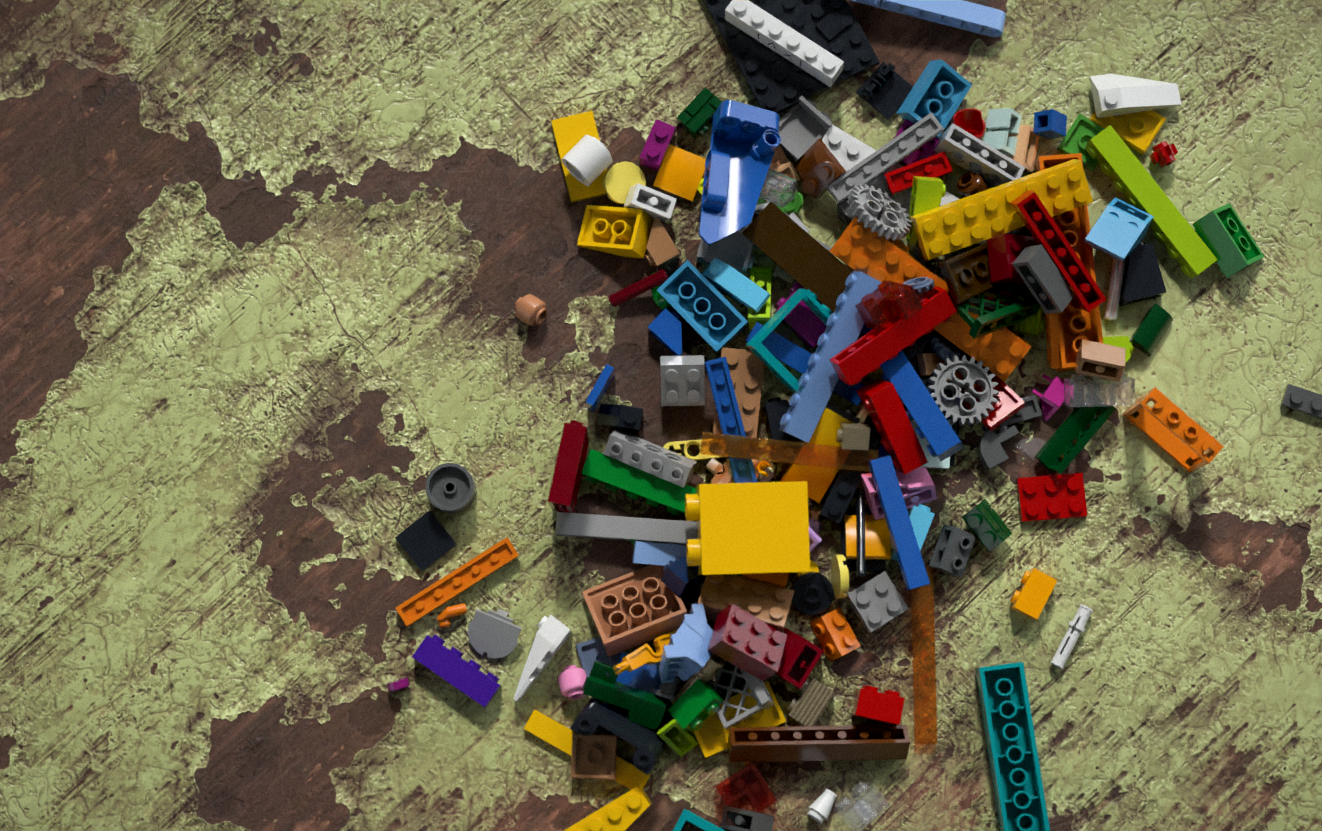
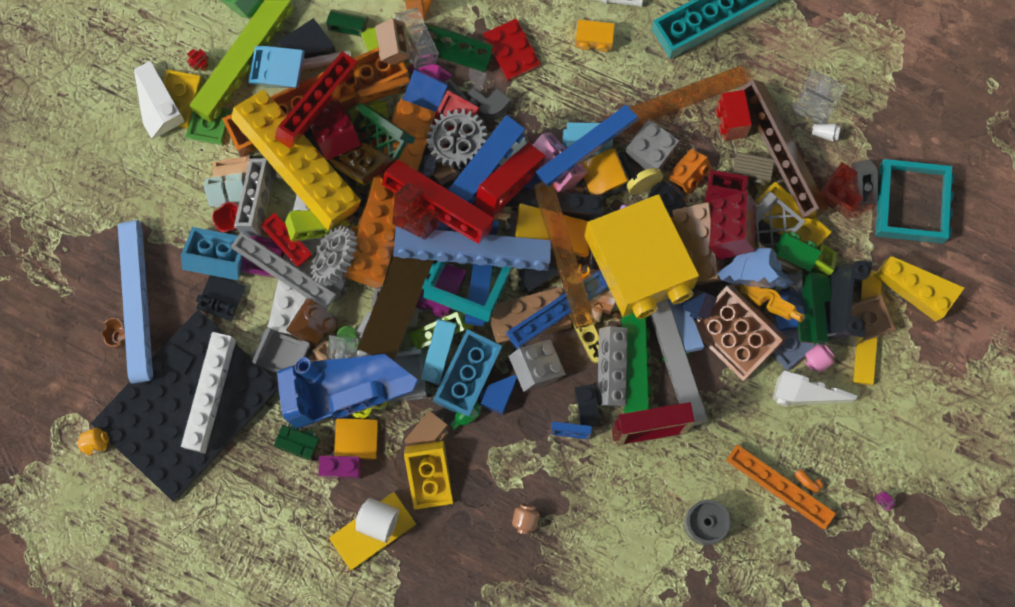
camera: 110 degrees left, 5 degrees down
(426, 541) = (757, 528): black tile -> none
(457, 671) = (852, 456): dark purple brick -> none
(493, 633) = (808, 439): light grey piece -> none
(619, 180) = (383, 483): light yellow tile -> none
(638, 288) = (471, 434): dark red axle -> none
(651, 201) = (394, 452): white brick -> none
(853, 436) = (530, 206): dark tan brick -> none
(860, 534) = (605, 176): black bar -> none
(921, 284) = (386, 197): sand blue gear -> none
(952, 551) = (587, 105): dark grey brick -> none
(970, 184) = (281, 195): reddish brown head -> none
(987, 525) = (556, 87): dark green brick -> none
(1033, 380) = (425, 90): none -> blue tile
(1043, 279) = (344, 102): dark grey brick -> none
(1050, 124) = (204, 154): blue brick -> none

